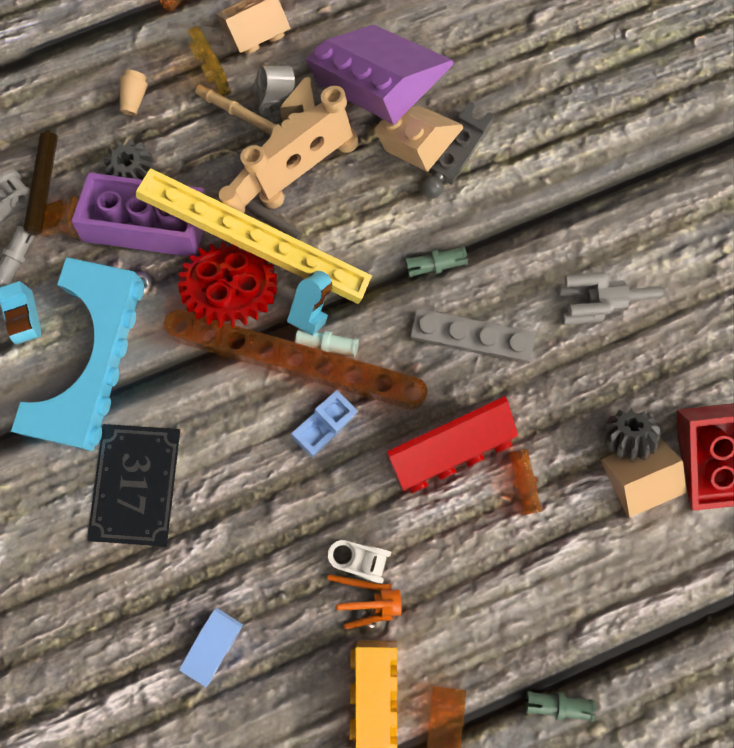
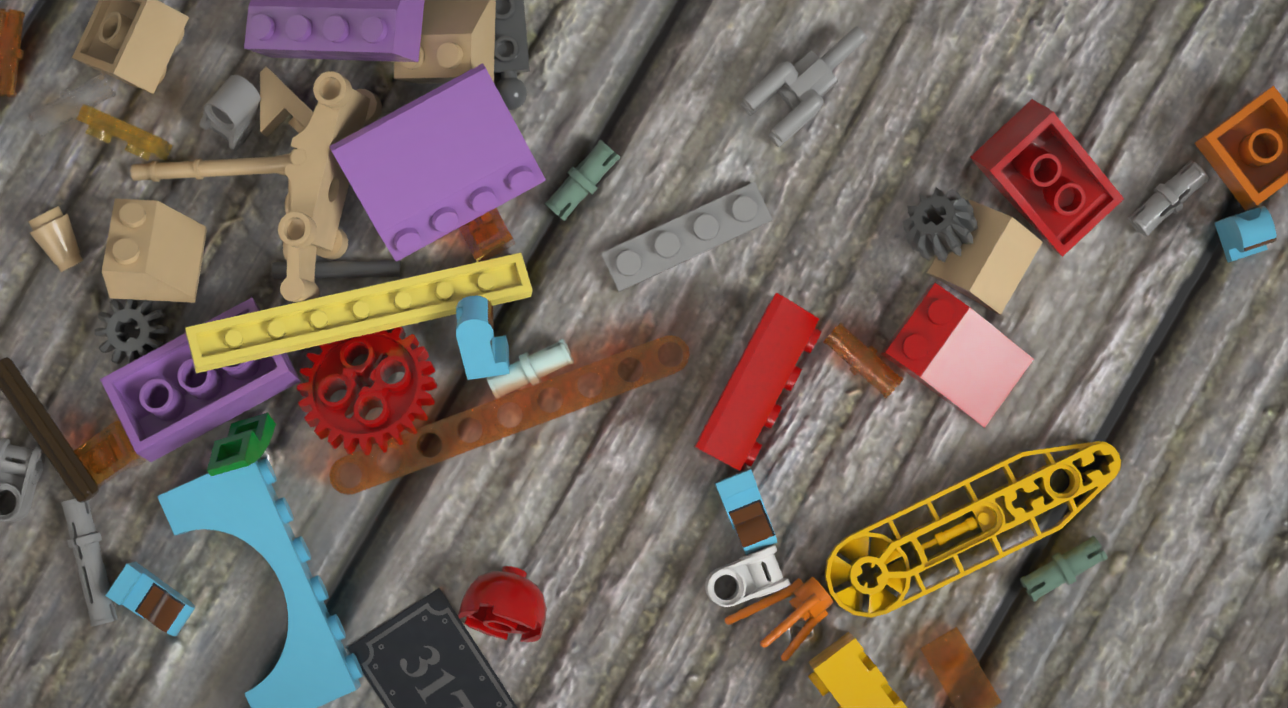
camera: 40 degrees left, 10 degrees up
(132, 262) = (243, 445): none -> green slope
(171, 128) = (152, 252): none -> tan slope
(206, 464) = (505, 604): none -> red cylinder
(324, 424) = (596, 461): light blue slope -> none
(361, 247) = (487, 235): none -> clear orange slope
(362, 185) = (438, 162): none -> medium lavender slope
(389, 518) = (746, 511): none -> leg
(539, 636) = (991, 512): none -> yellow beam
(587, 521) = (957, 354): none -> slope

